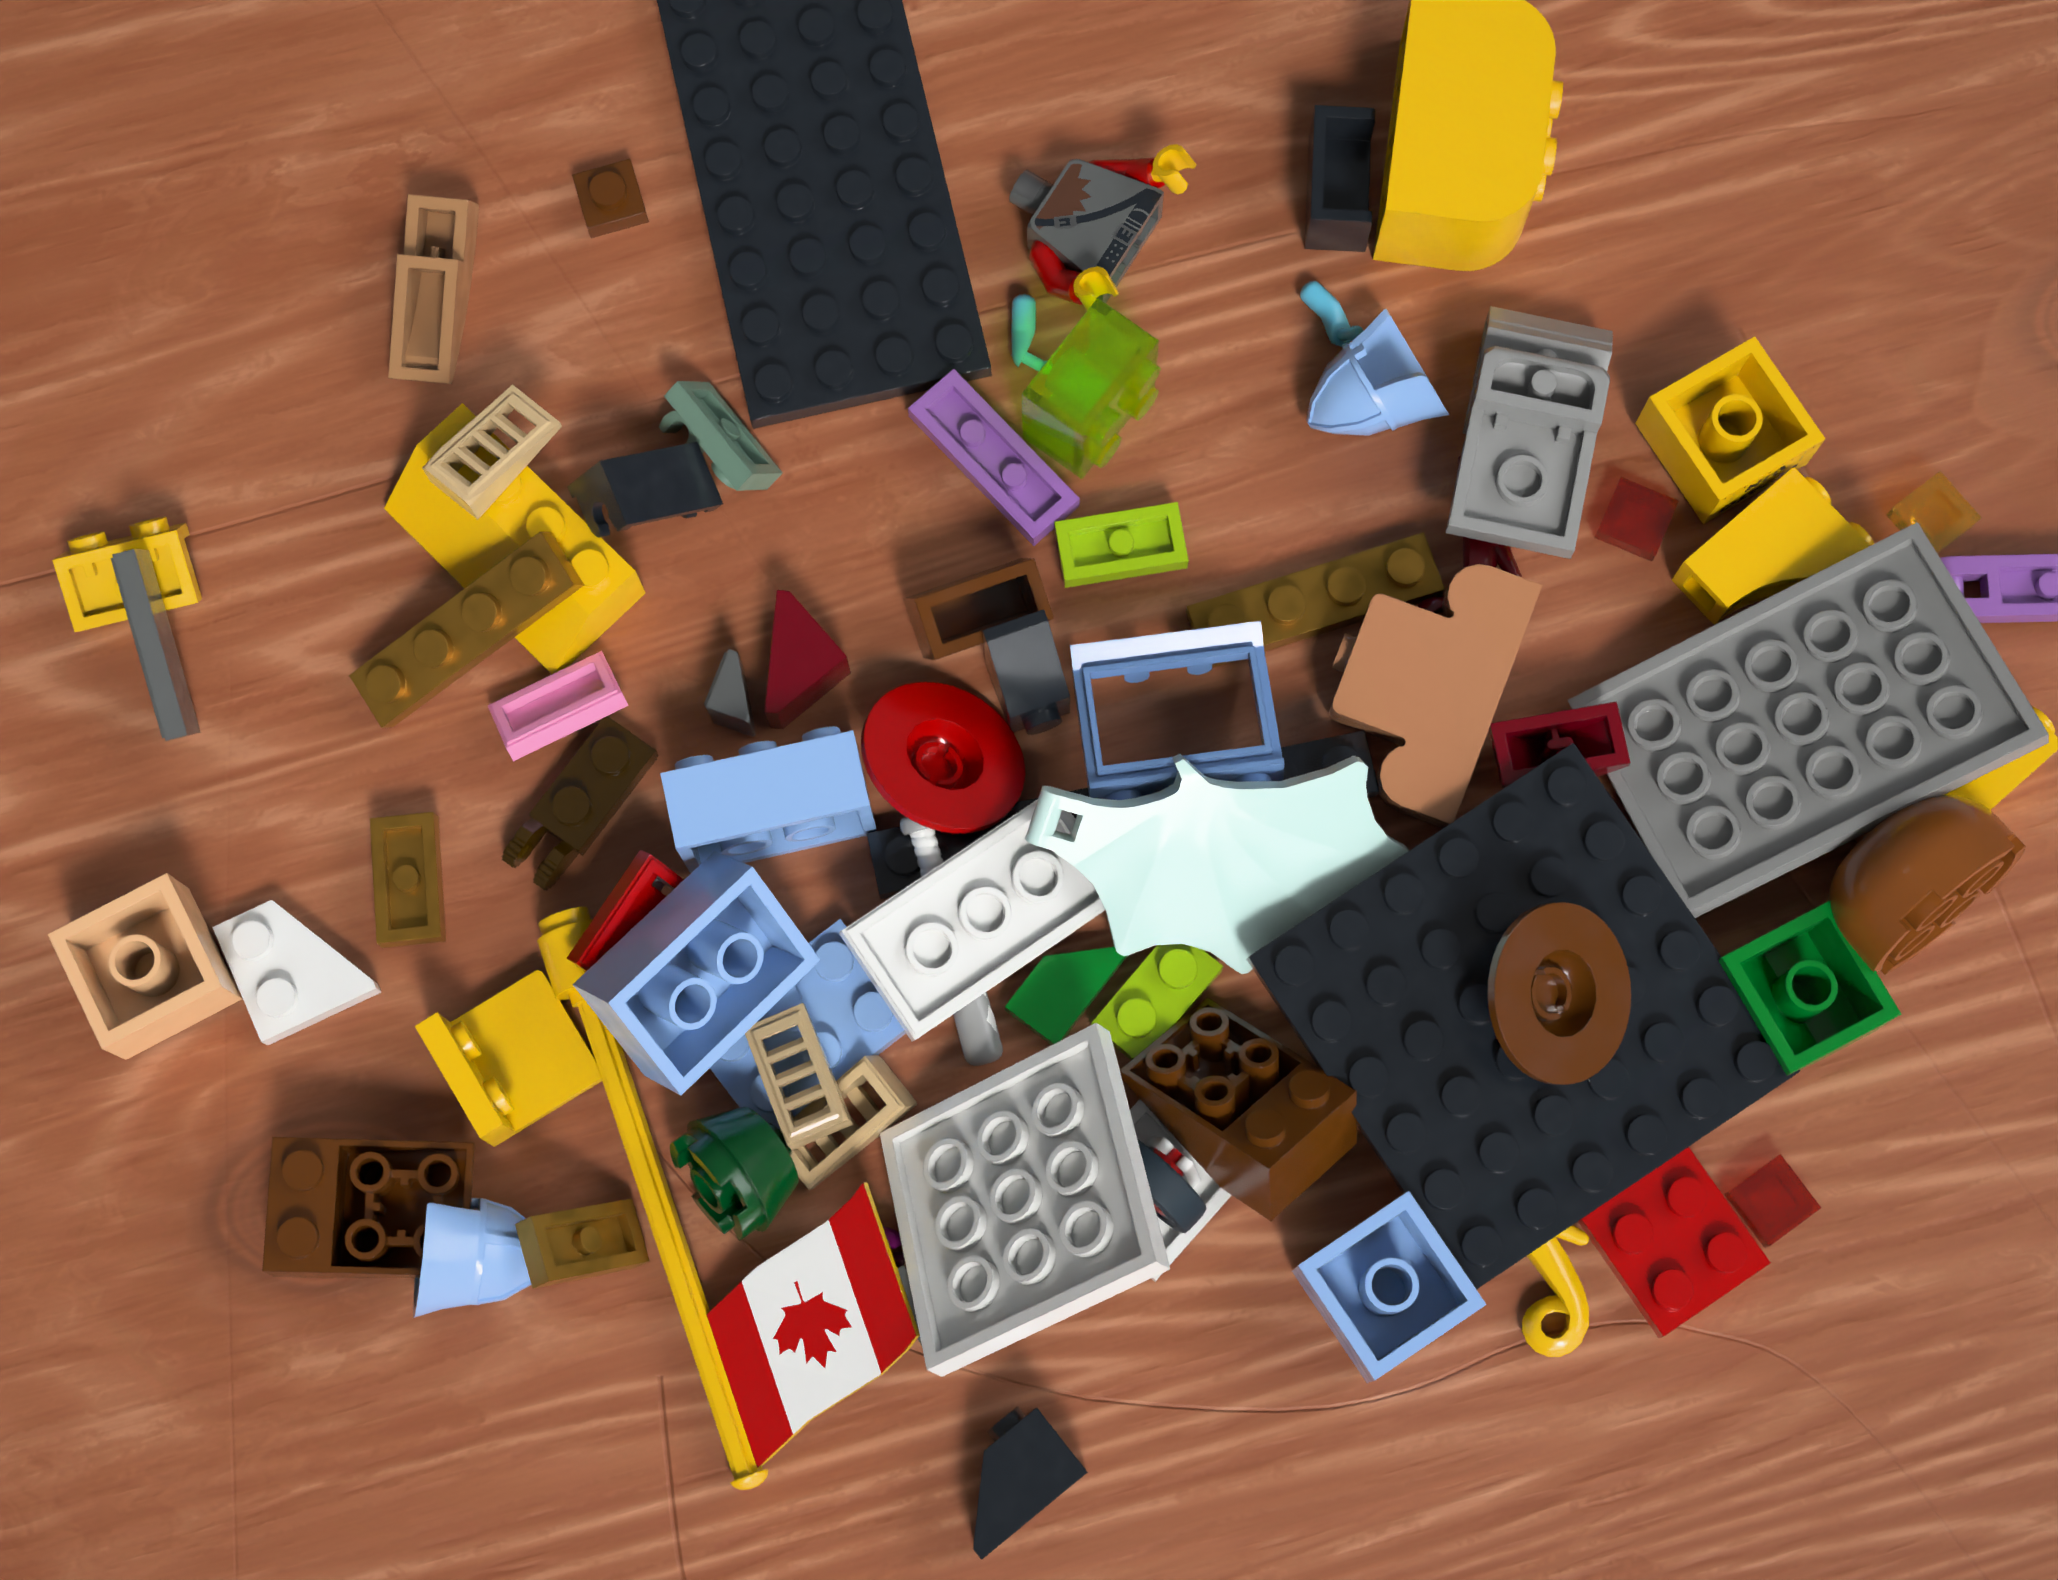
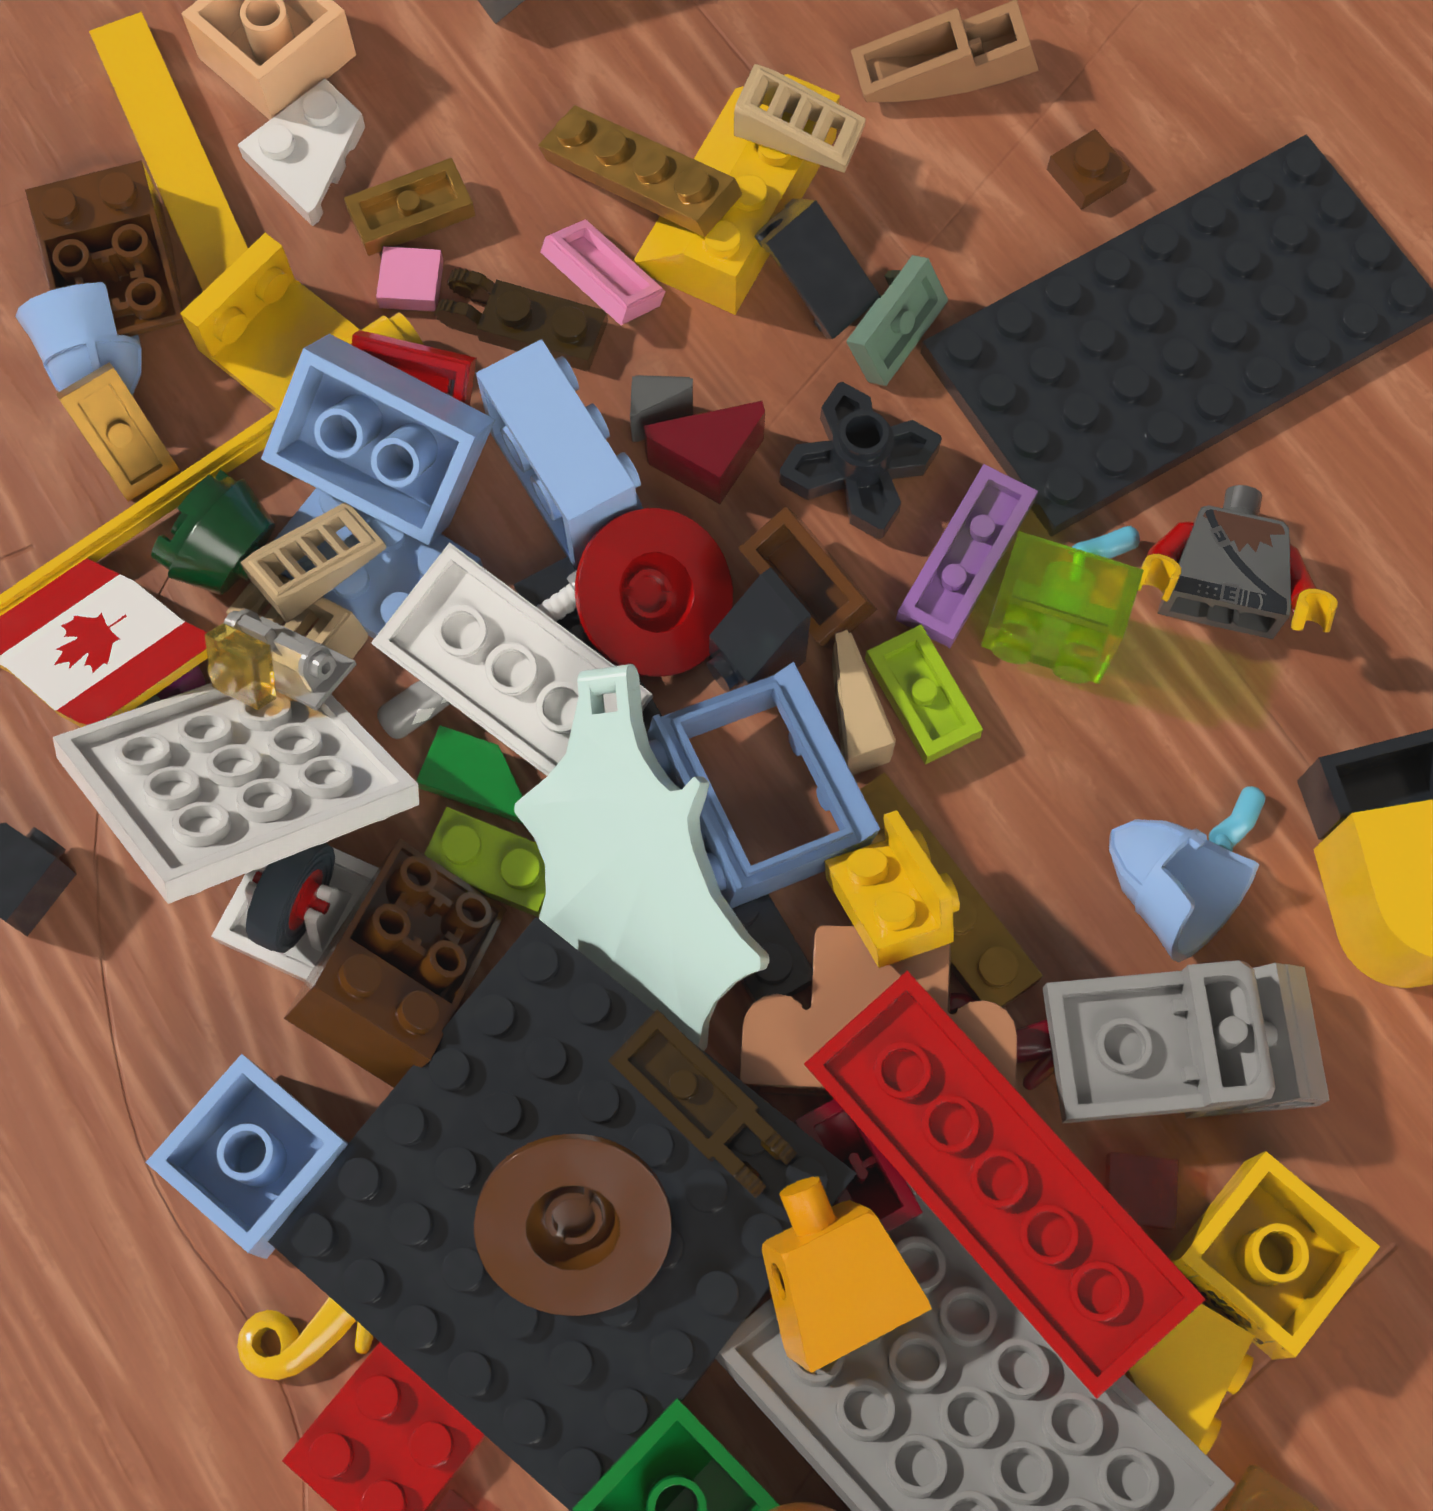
camera: 70 degrees right, 5 degrees down
(243, 1114) = (170, 146): none -> yellow tile
(490, 904) = (409, 279): none -> bright pink tile
(885, 524) = (860, 459): none -> black plant
(901, 1130) = (300, 665): none -> light grey hinge
(901, 1172) = (240, 666): none -> clear yellow plate
(1116, 607) = (862, 723): none -> tan slope
(1326, 628) = (895, 894): none -> yellow bracket
(1472, 855) = (696, 1097): none -> dark brown hinge
(1615, 622) = (1004, 1184): none -> red plate
(1664, 787) = (835, 1277): none -> light orange torso

